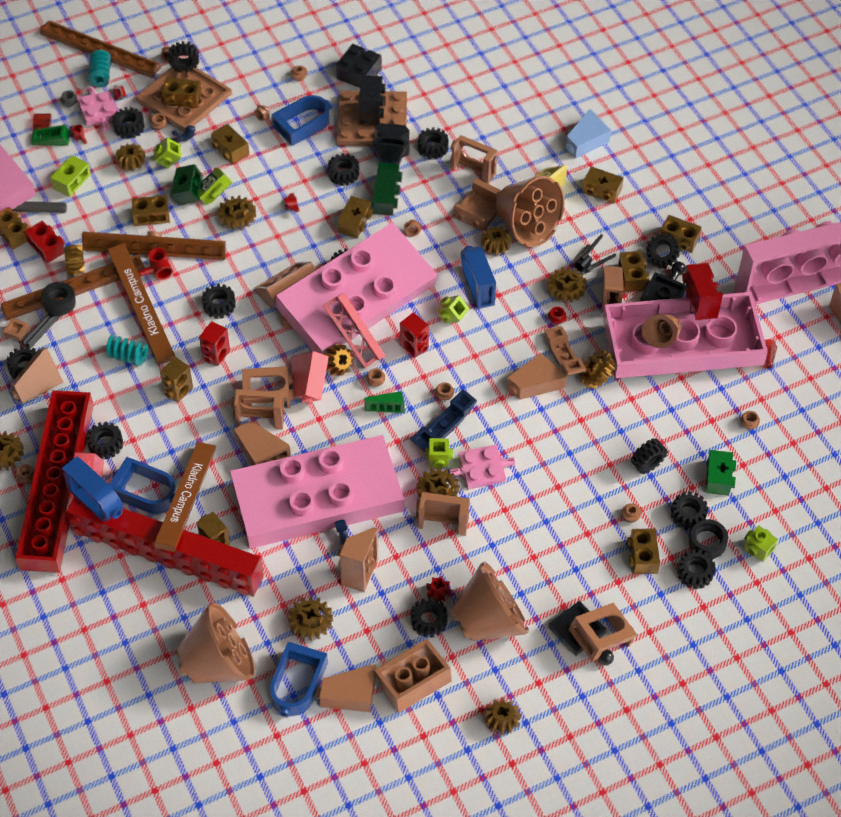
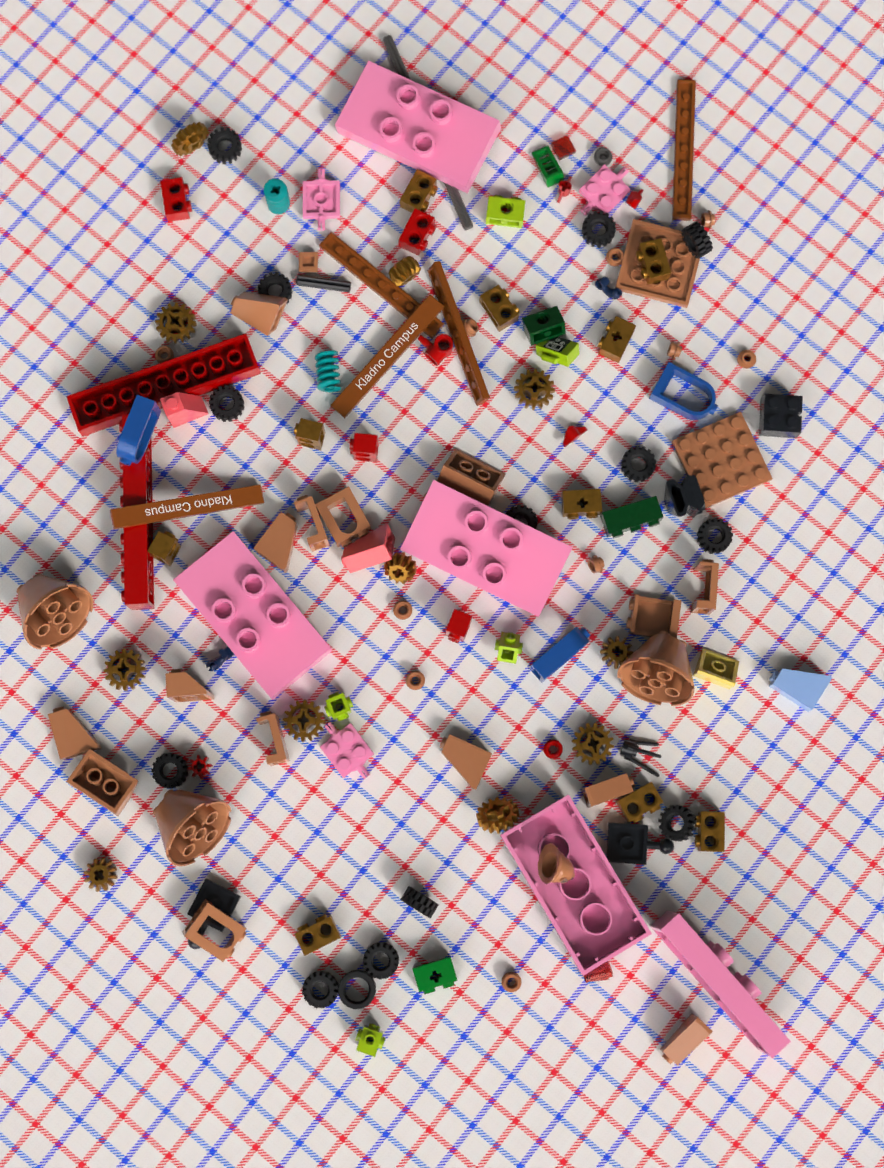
camera: 65 degrees right, 25 degrees up
(58, 307) = (358, 272): black tyre -> none
(99, 68) = (651, 163): teal piece -> none
(124, 474) = (193, 439): blue window -> none
(130, 156) = (550, 249): pearl gold gear -> none
(167, 152) = (573, 287): lime brick -> none
(218, 309) = (420, 414): black tyre -> none
(304, 655) = (87, 684): blue window -> none
(360, 326) = (436, 568): coral fence -> none
(371, 100) = (728, 452): black piece -> none
(387, 402) = (379, 639): green slope -> none
(446, 421) = (377, 695): dark blue slope -> none
(562, 351) = (507, 775): nougat slope -> none
(602, 184) = (740, 739): pearl gold brick -> none
(631, 517) = (363, 907): nougat plate -> none
(702, 291) = (622, 884): red wedge -> none

